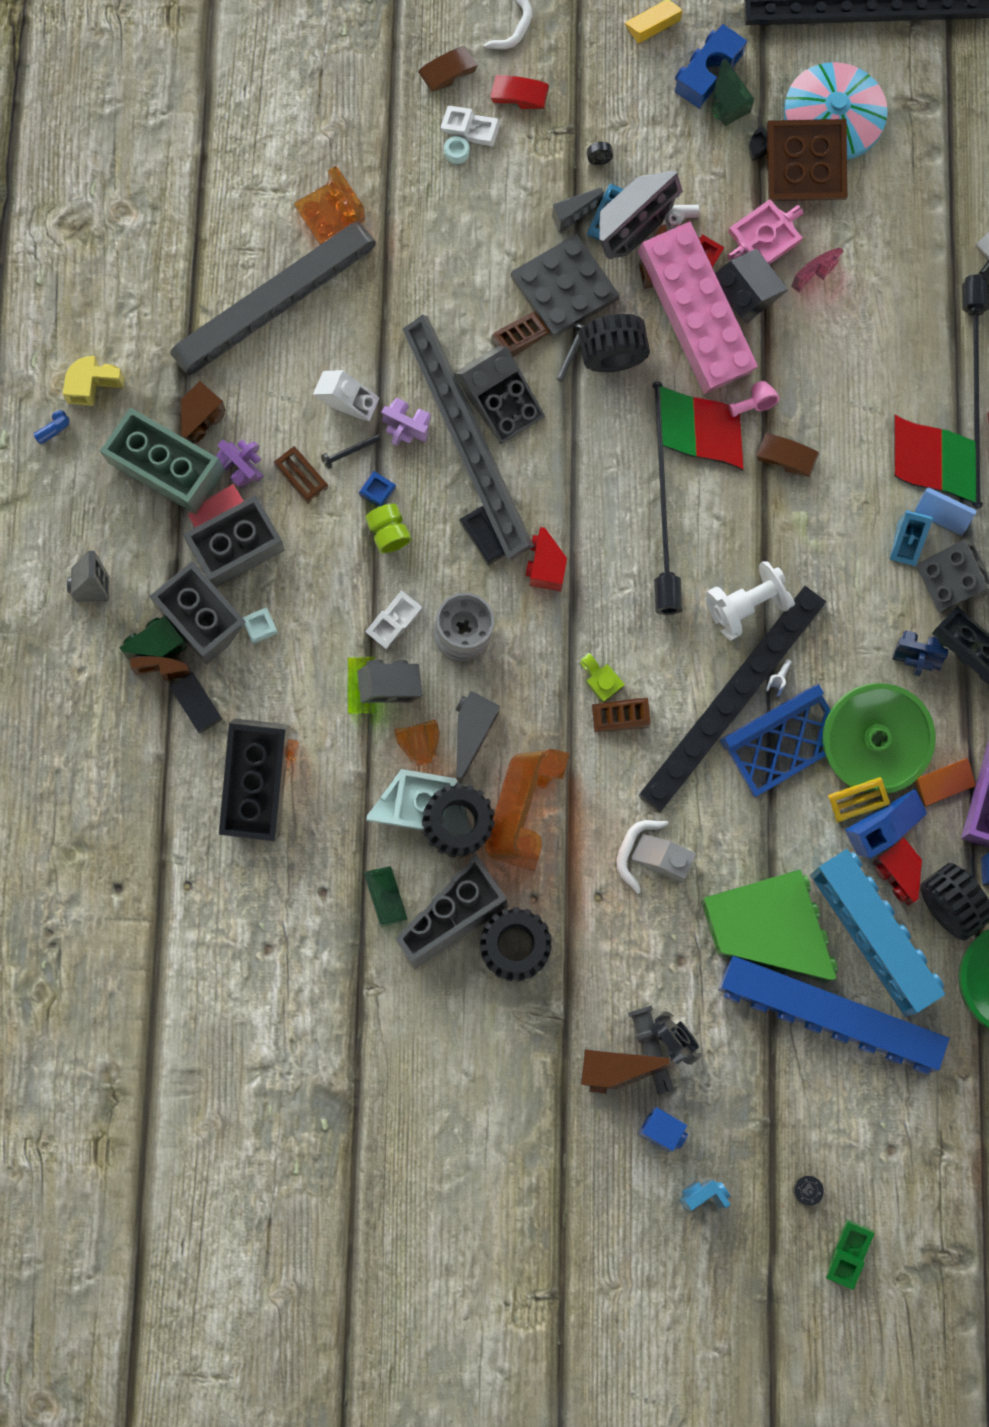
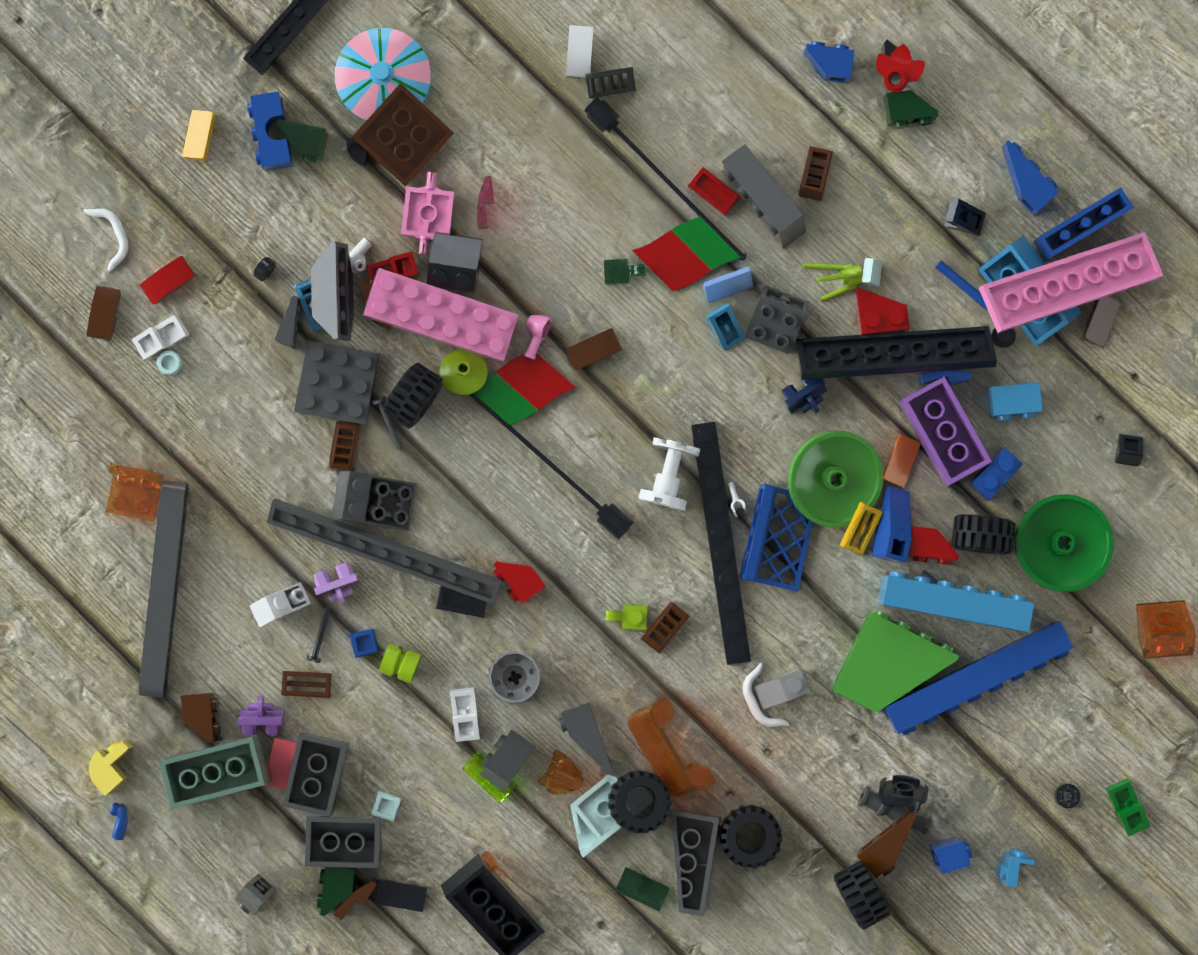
camera: 45 degrees left, 10 degrees up
(556, 1084) = (861, 895): none -> black tyre
(663, 378) = (463, 382): none -> lime dish
(869, 419) = (618, 271): none -> clear green plate

